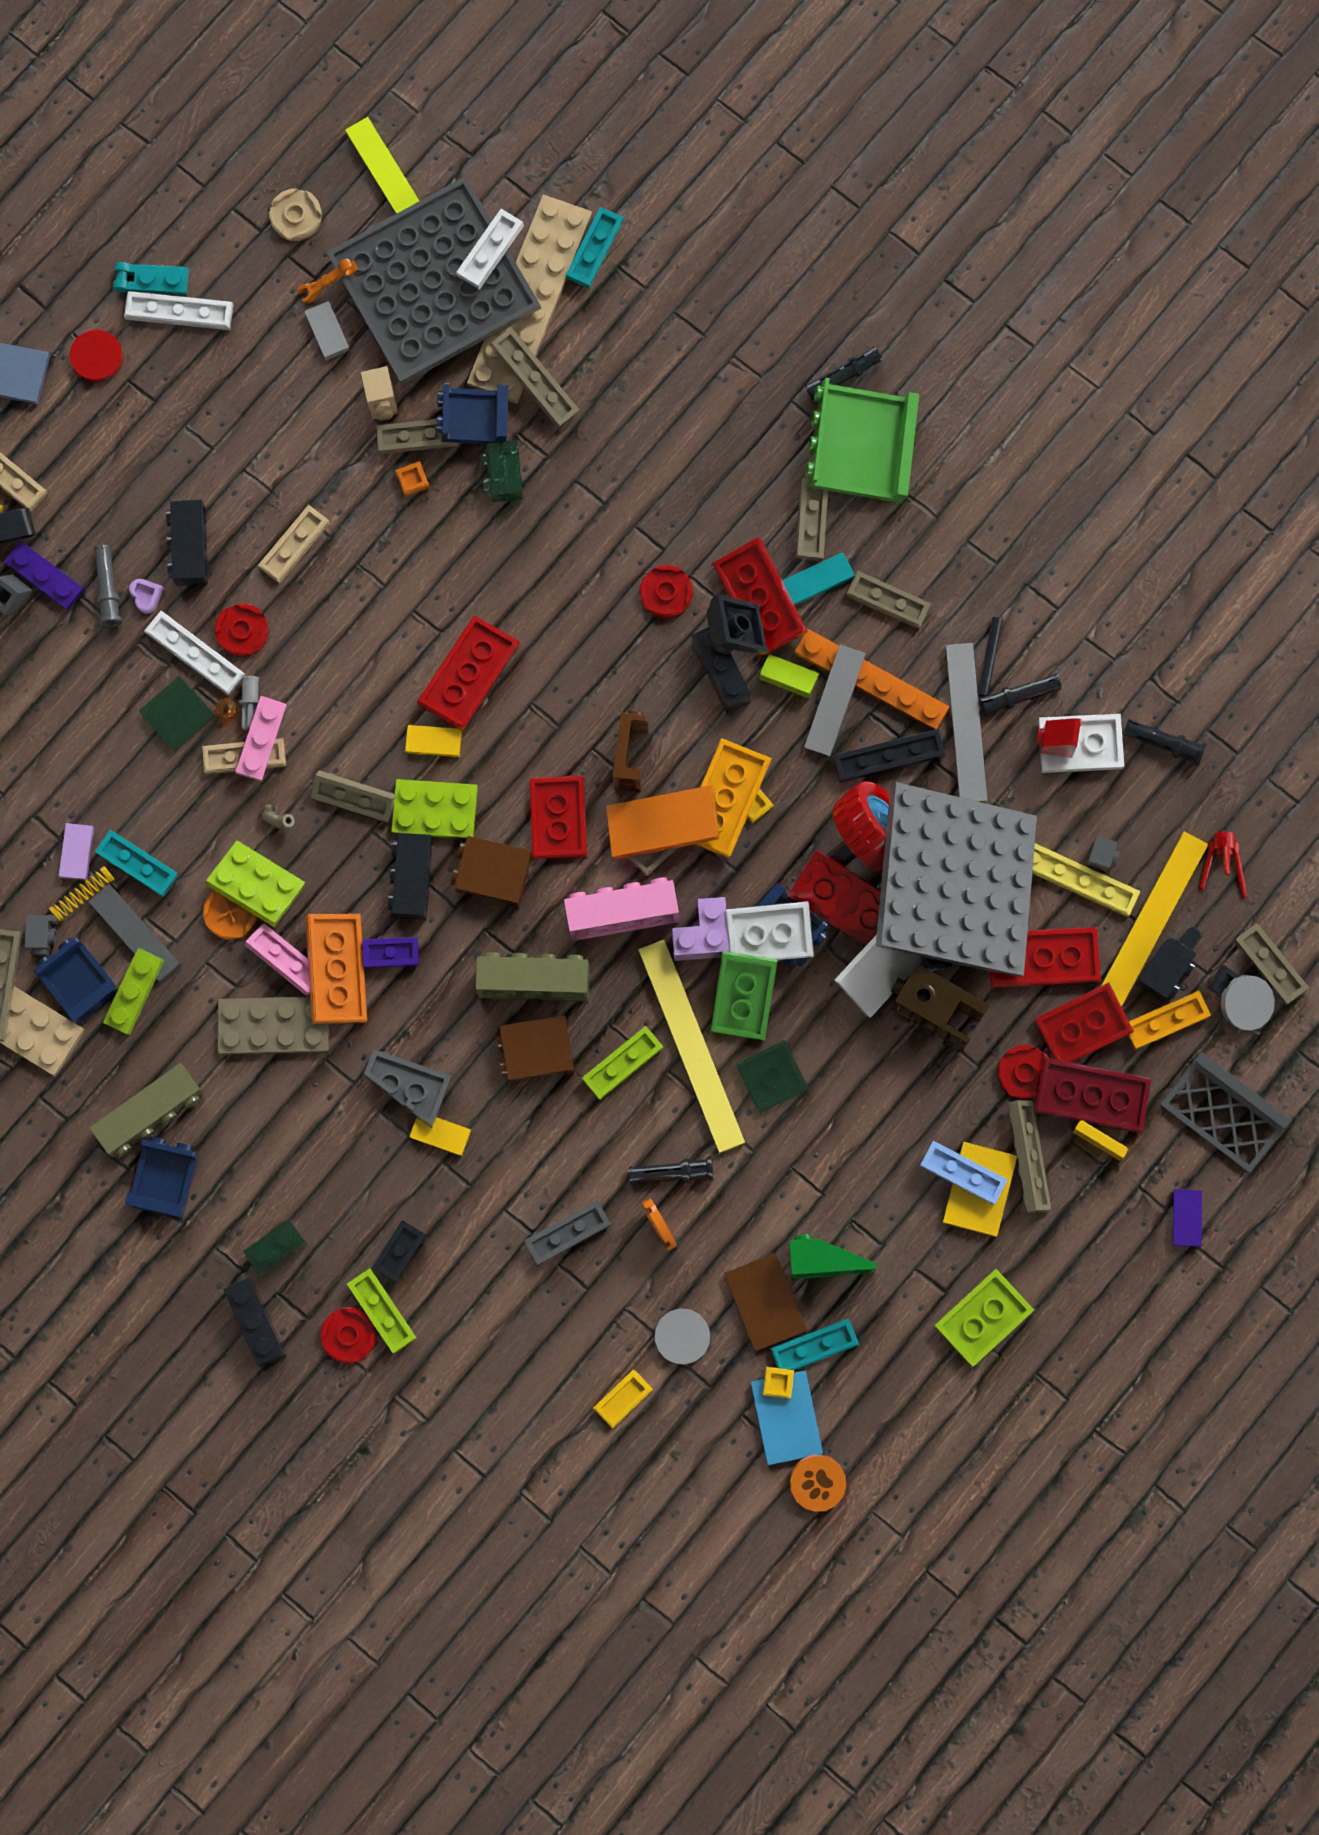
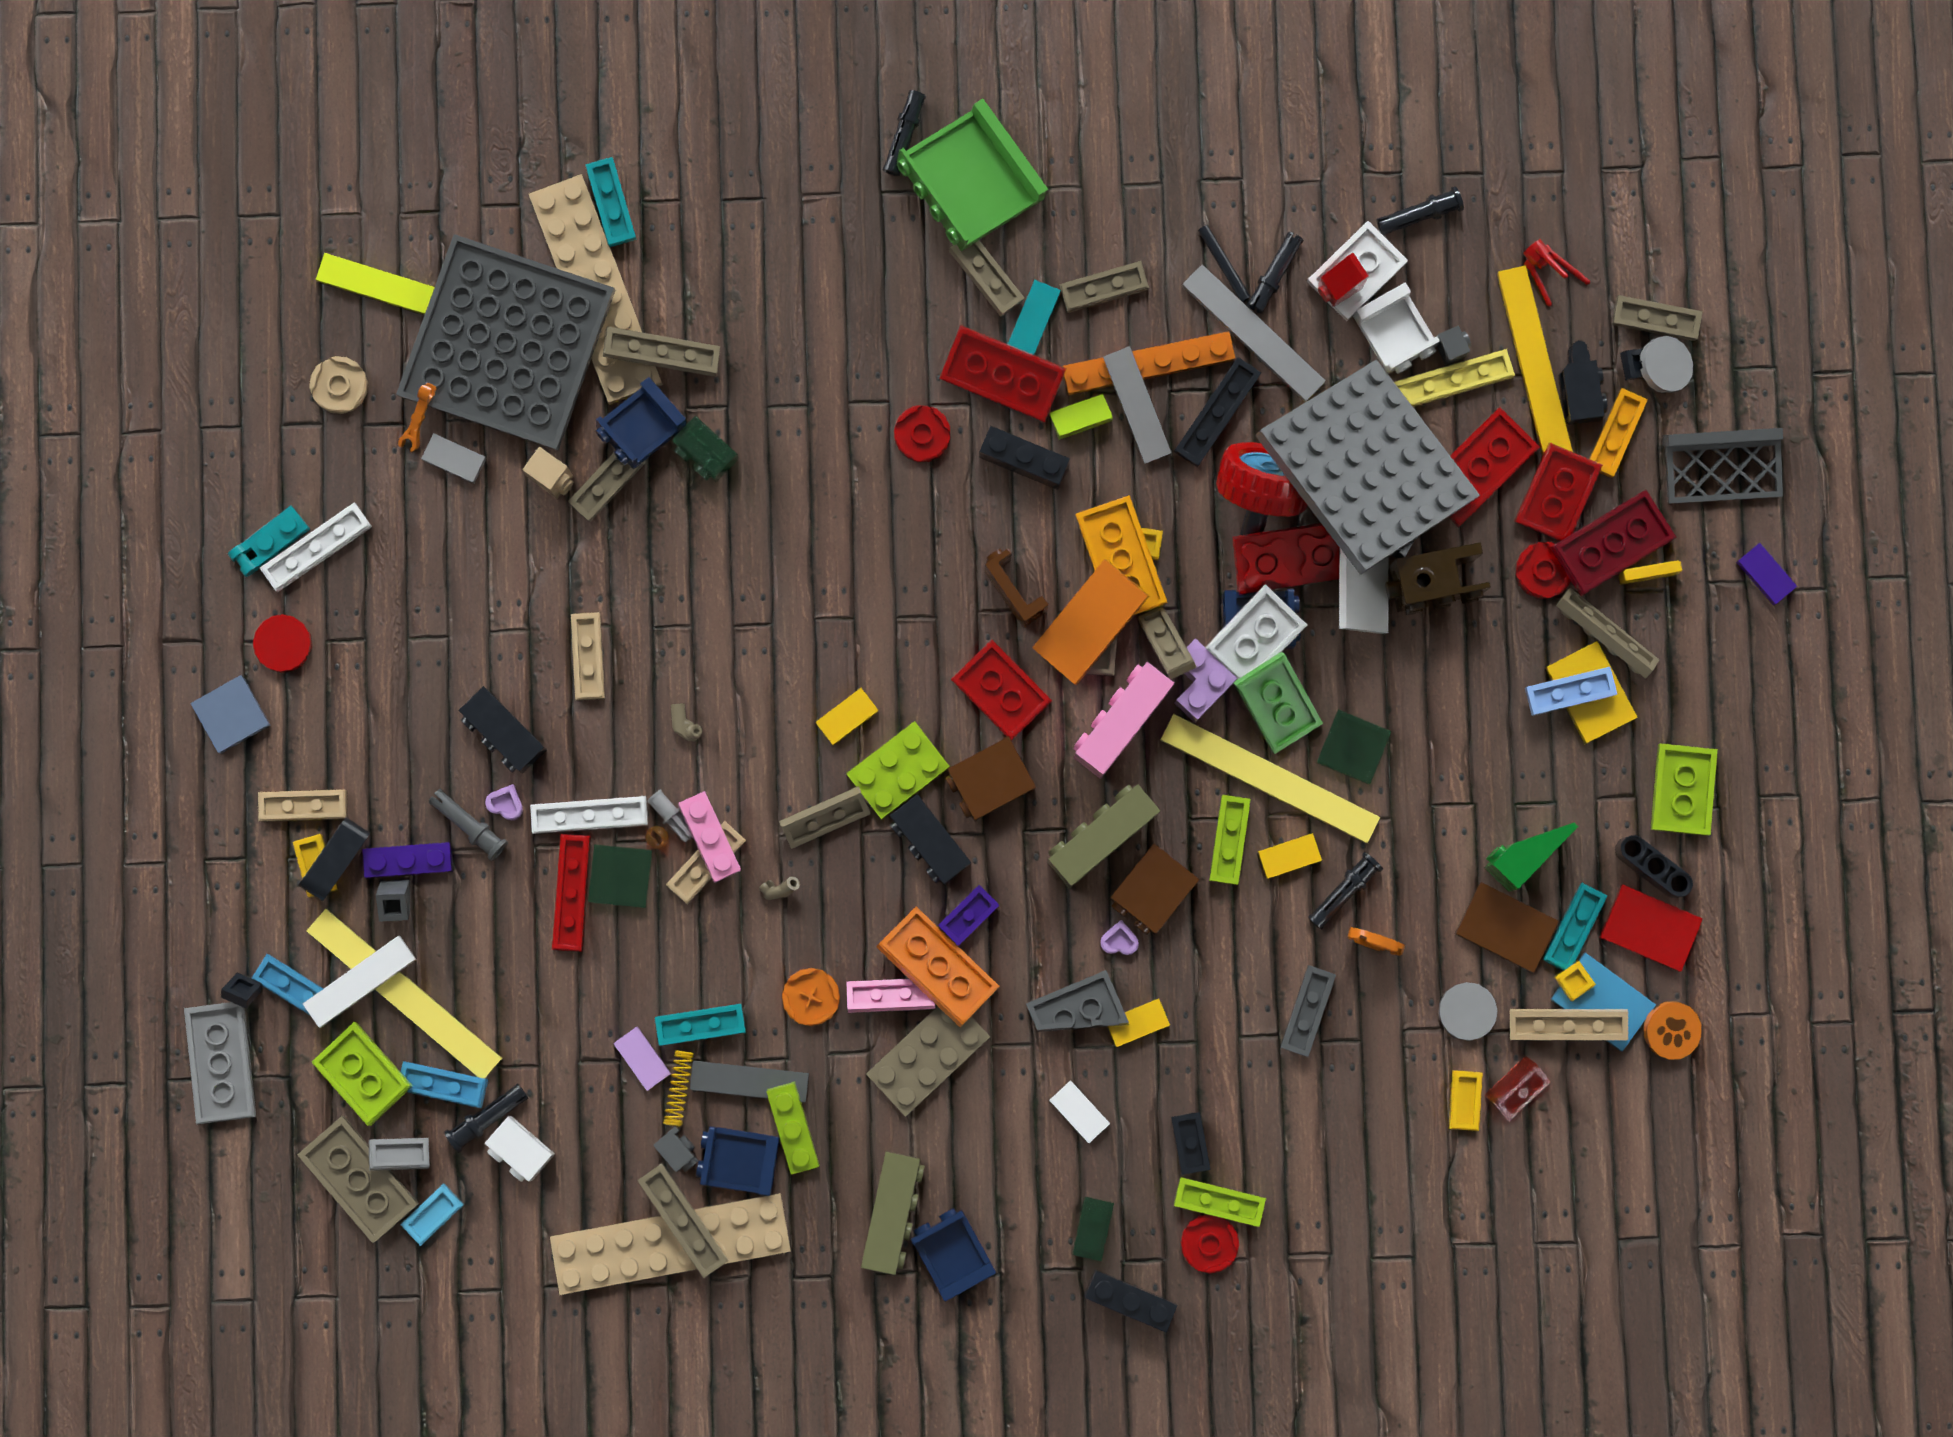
camera: 50 degrees left, 5 degrees up
(133, 695) = (571, 893): none -> red tile
(241, 630) = (609, 762): red tile -> none
(255, 883) = (811, 956): lime plate -> none
(314, 647) = (683, 726): none -> dark tan arm
(342, 1159) = (1079, 1111): none -> white tile
(412, 479) = (635, 519): orange tile -> none
(468, 673) = (825, 637): red tile -> none
(481, 1064) = (1119, 939): none -> lavender tile
(490, 249) = (532, 276): white plate -> none
(655, 1112) = (1289, 856): none -> yellow tile
(668, 1424) = (1517, 1088): none -> clear red slope
(702, 882) = (1166, 642): none -> dark tan tile
(735, 625) = (1010, 414): black slope -> none
(745, 1409) = (1568, 1024): none -> tan plate
(869, 1396) = (1651, 928): none -> red tile
(912, 1338) = (1667, 871): none -> black beam
(1071, 808) = (1396, 330): none -> white panel

